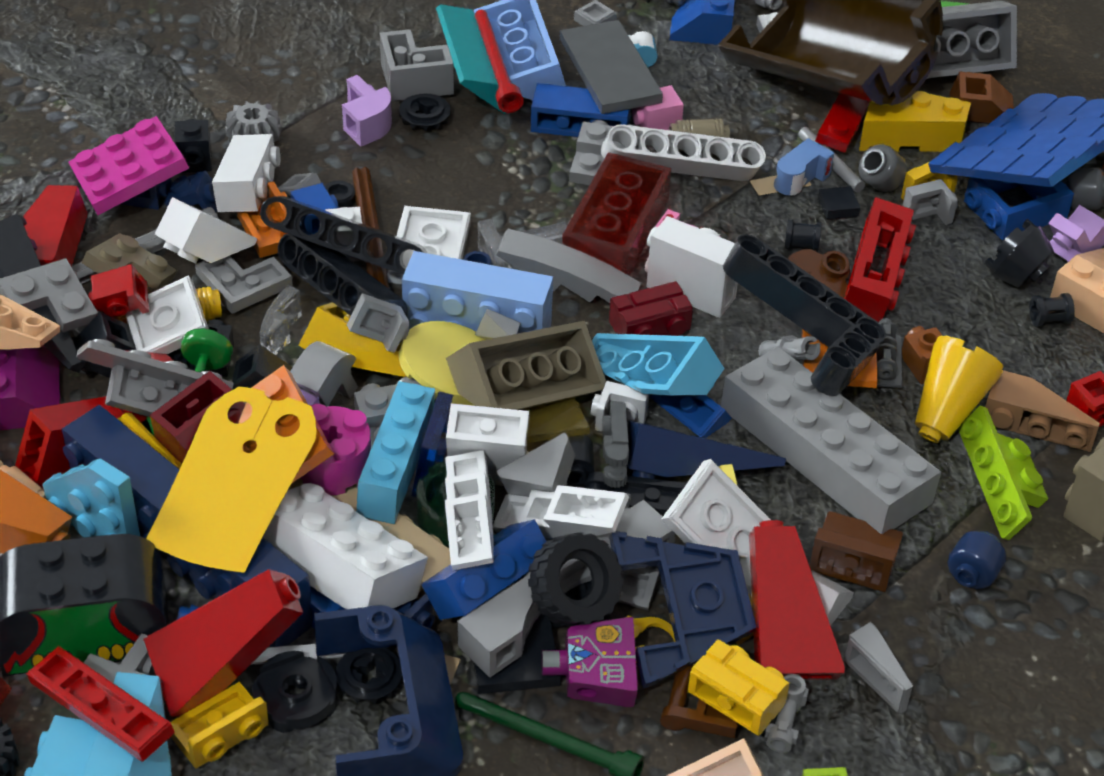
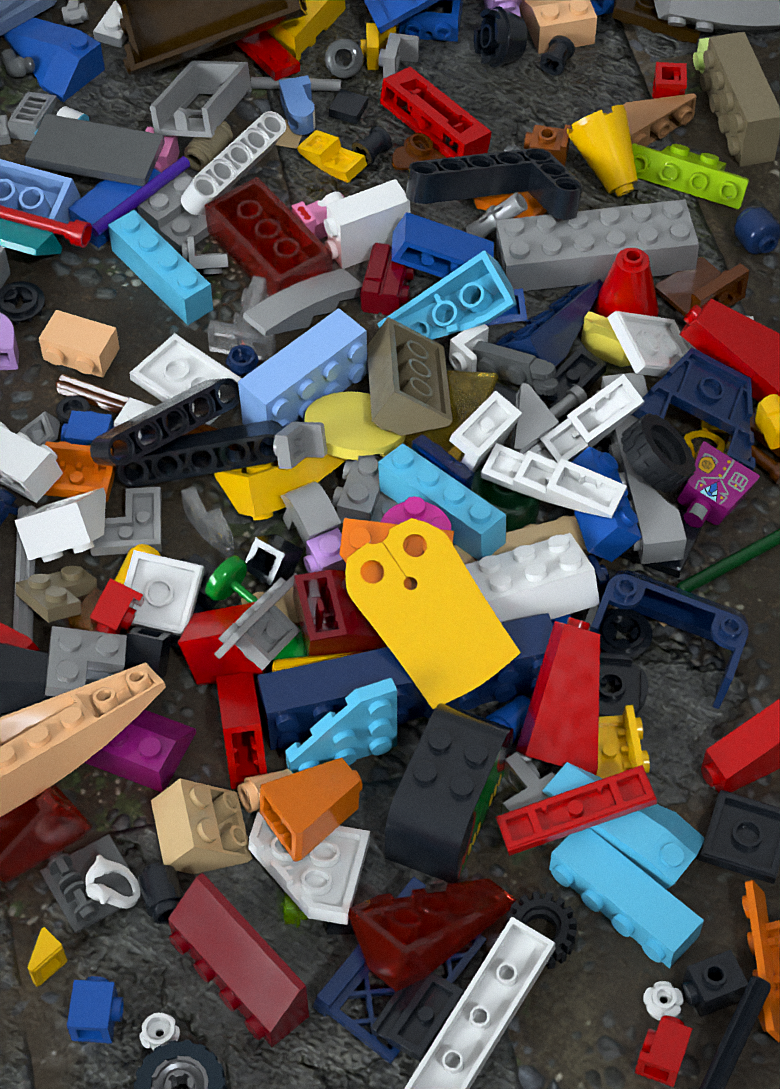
camera: 55 degrees left, 10 degrees up
(402, 159) = (79, 343): none -> light nougat brick
(496, 325) = (349, 375): light grey slope -> none
(530, 169) = (161, 267): none -> medium azure brick
(560, 185) = (210, 263): none -> light grey bracket
(585, 114) = (141, 195): none -> dark purple bar
(637, 22) = (26, 119): none -> light grey slope
(700, 311) = (434, 246): none -> blue brick
(732, 98) = (224, 79): none -> light grey door
(768, 217) = (328, 155): none -> yellow slope
(788, 483) = (628, 286): none -> red cone

